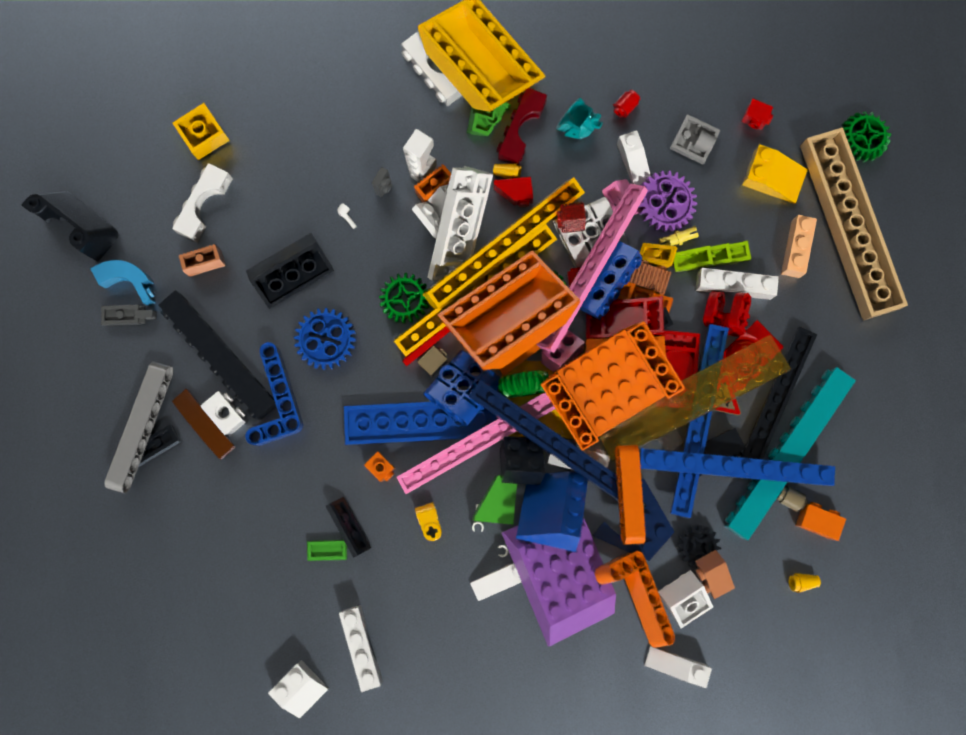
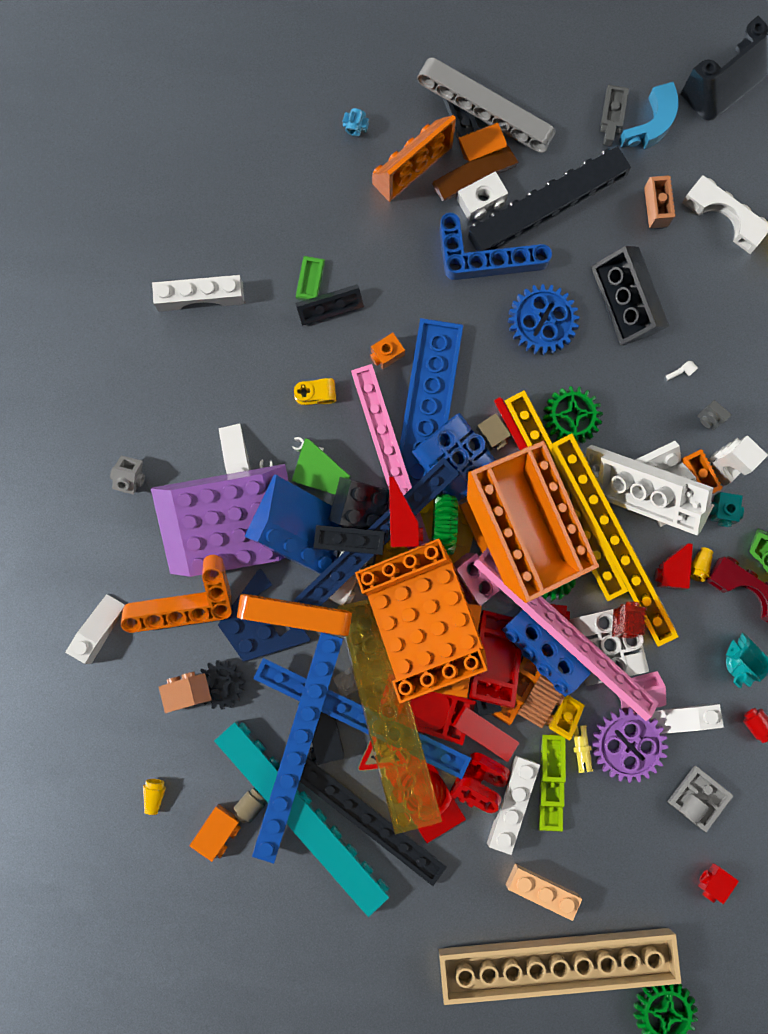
camera: 100 degrees right, 0 degrees up
(174, 423) = (482, 142): none -> orange slope
(174, 541) = (355, 122): none -> dark azure gear
(199, 480) = (415, 157): none -> orange slope
(298, 690) = (171, 221): white slope -> none
(457, 157) = (727, 509): none -> teal brick
(535, 417) = (403, 524): none -> red slope
(538, 672) = (127, 475): none -> light grey brick
(557, 461) = (349, 540): none -> black plate
(685, 598) = (166, 655): white slope -> none
(686, 317) = (485, 733): none -> red tile
(774, 174) = (637, 887): yellow slope -> none

